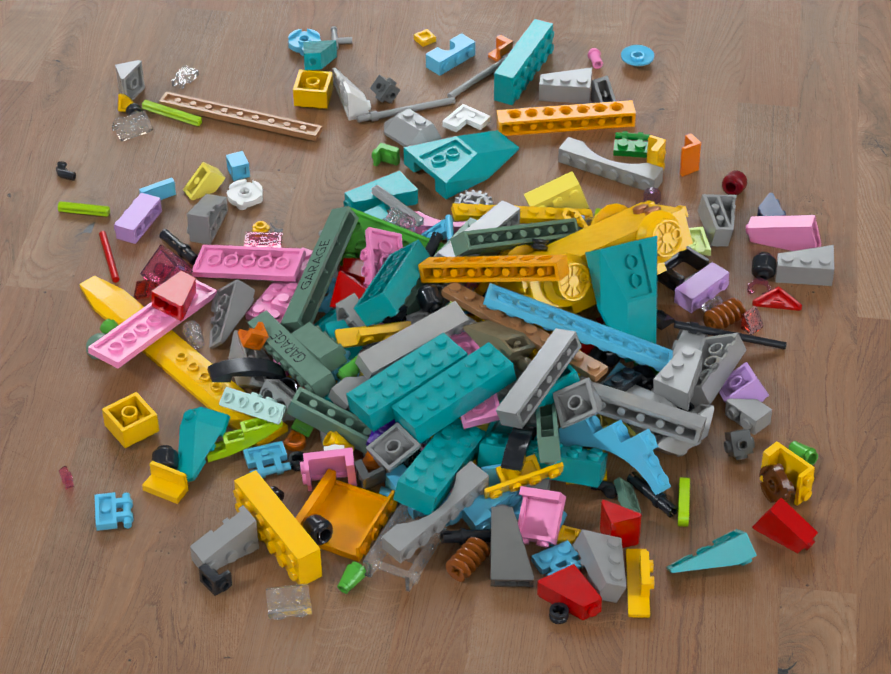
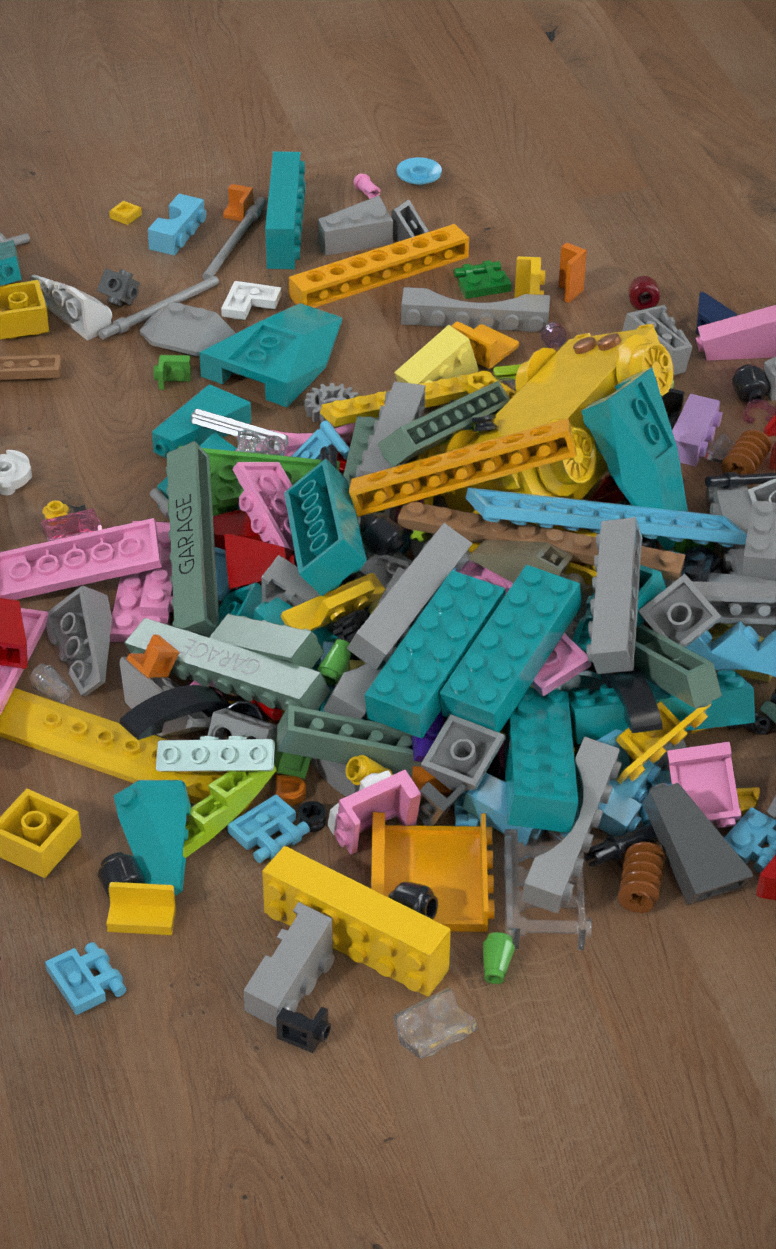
camera: 25 degrees left, 0 degrees up
(600, 191) = (487, 344): none -> light orange bracket

